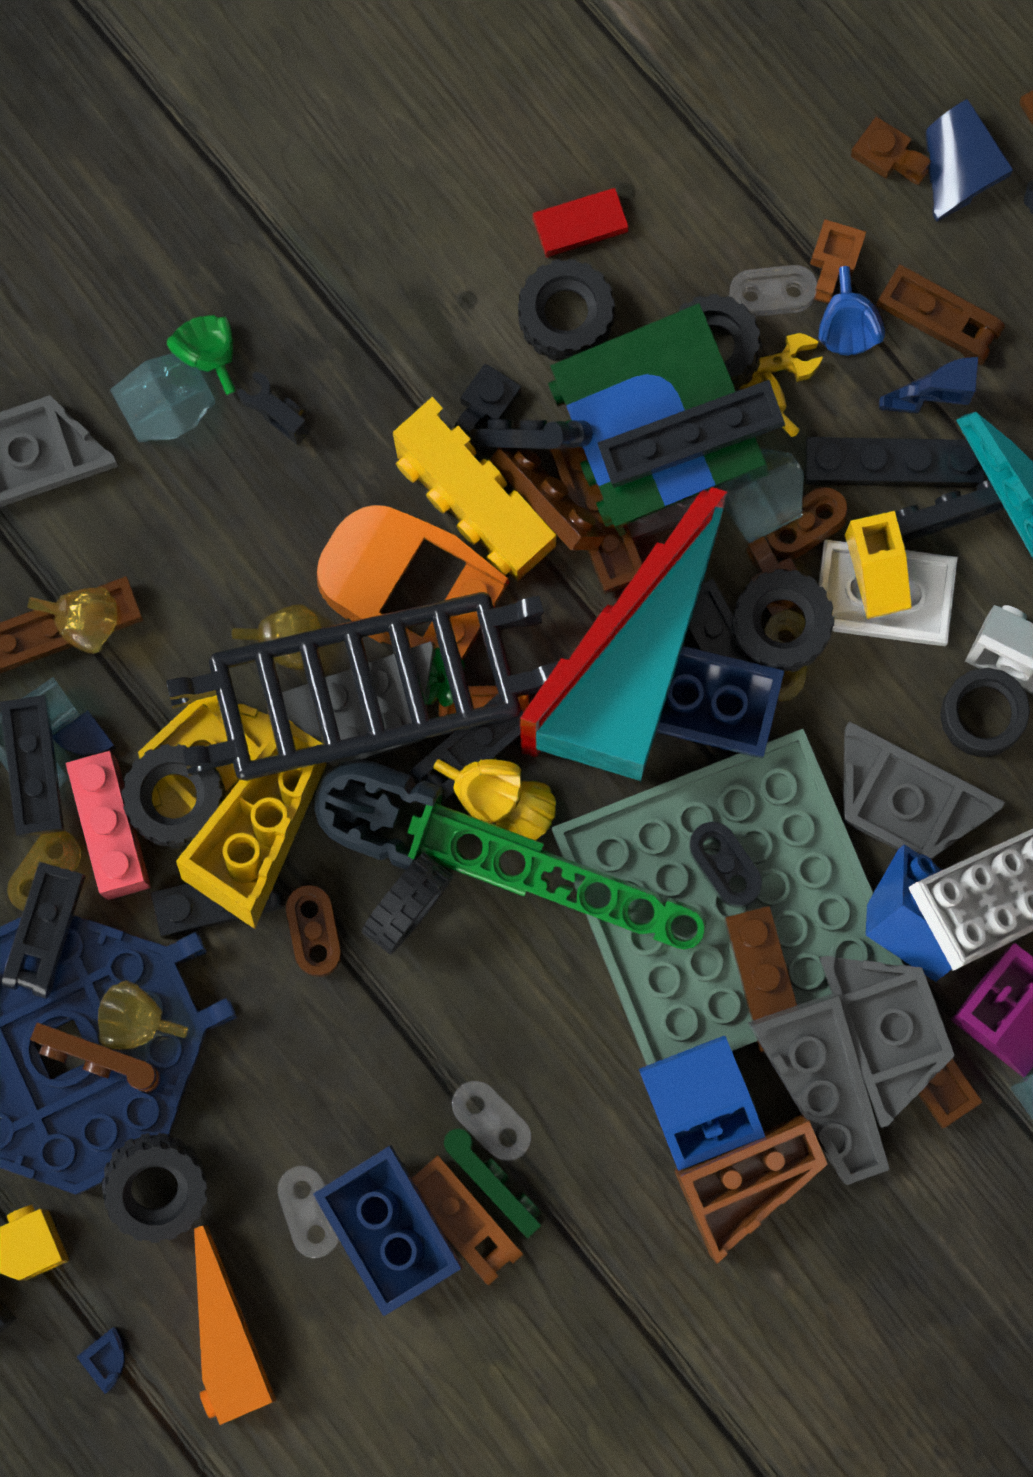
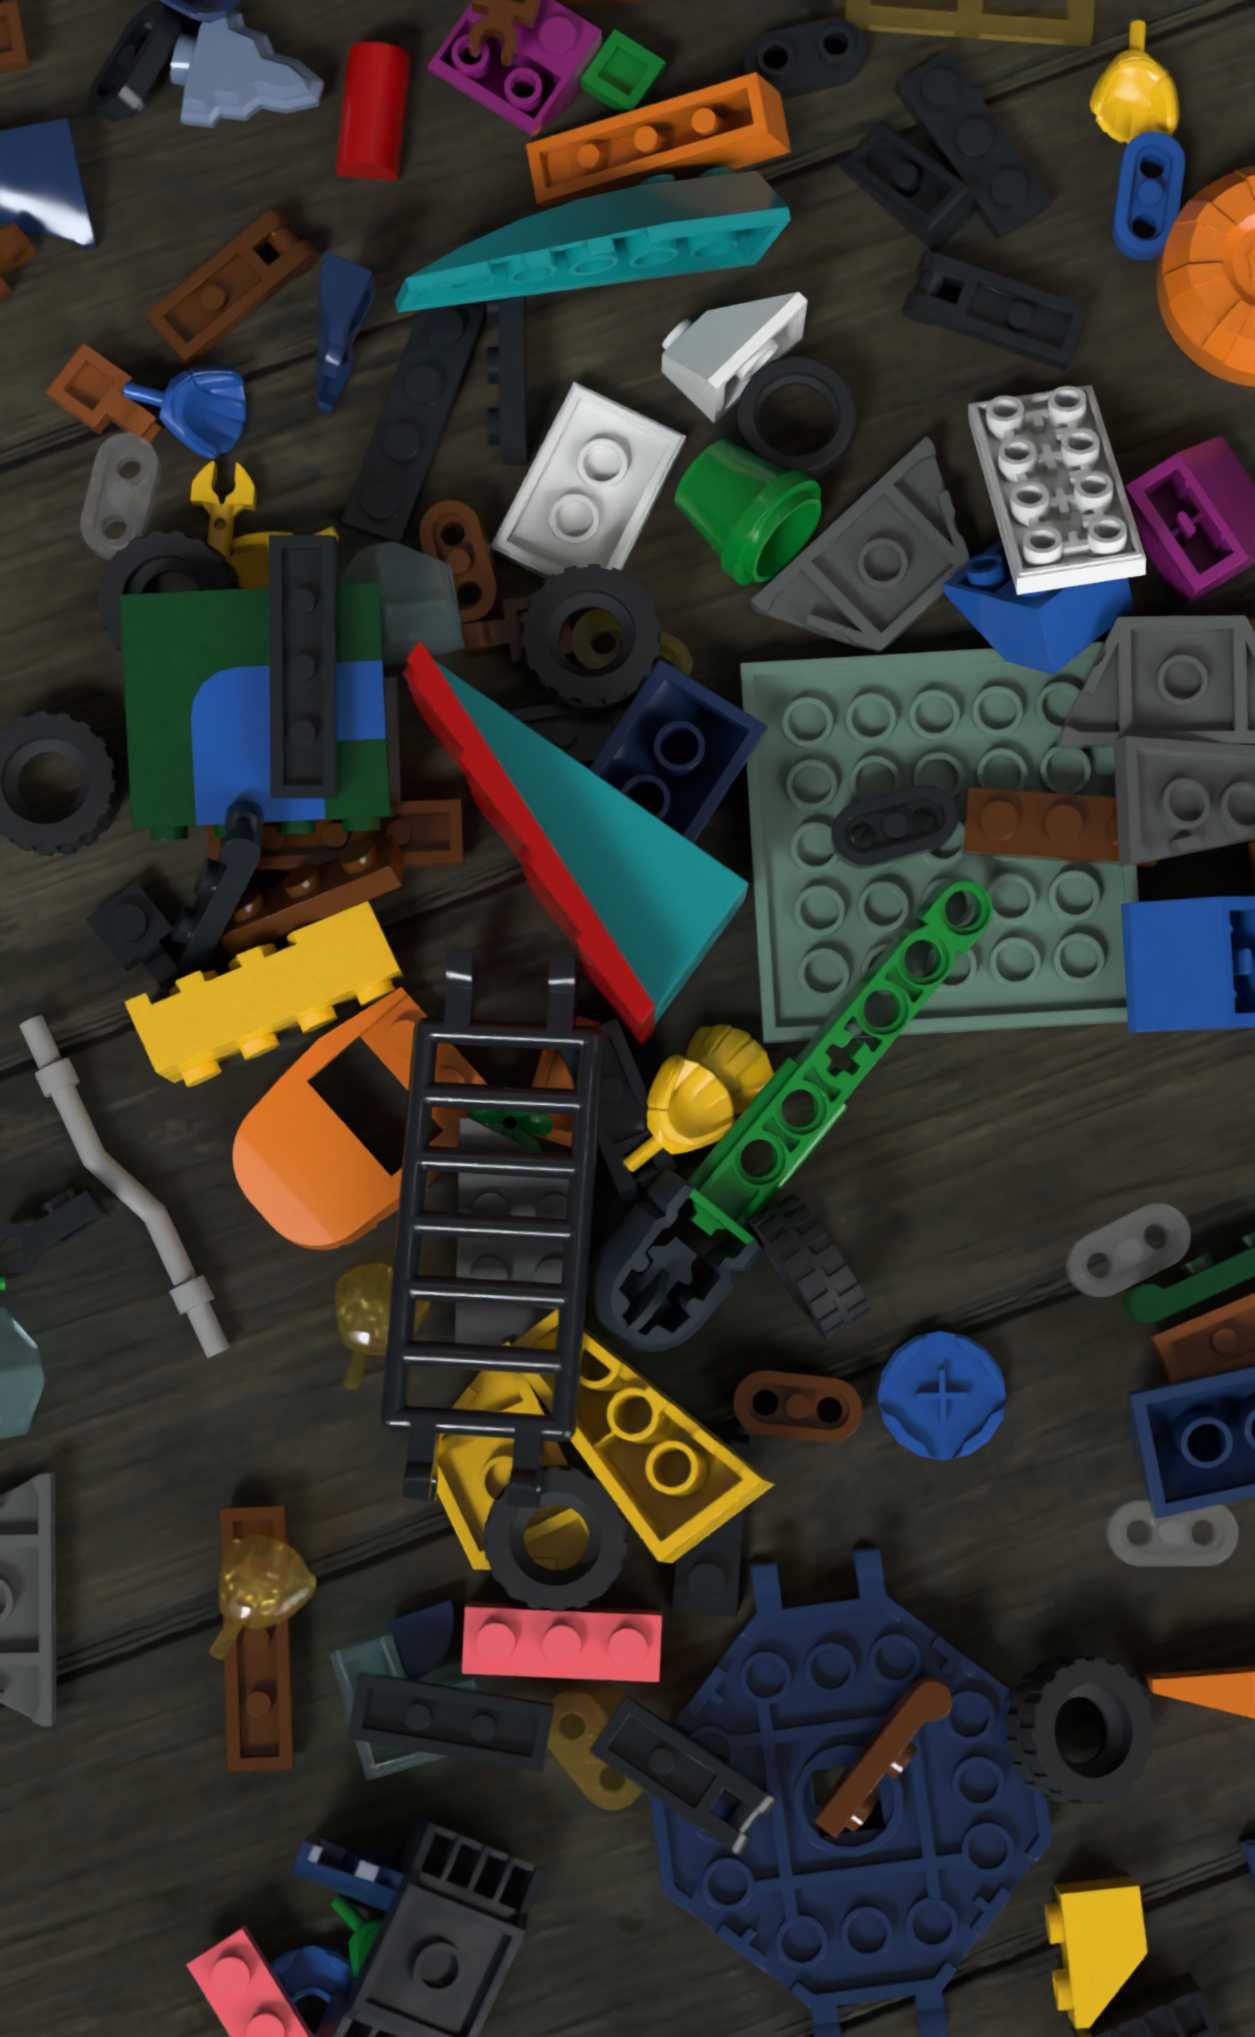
camera: 70 degrees left, 5 degrees up
(131, 1018) = (844, 1690): clear yellow piece -> none
(352, 1027) = (941, 1395): none -> blue tile
(372, 382) = (58, 1080): none -> light grey bar
(879, 564) = (557, 483): yellow slope -> none
(908, 698) = (749, 510): none -> green piece

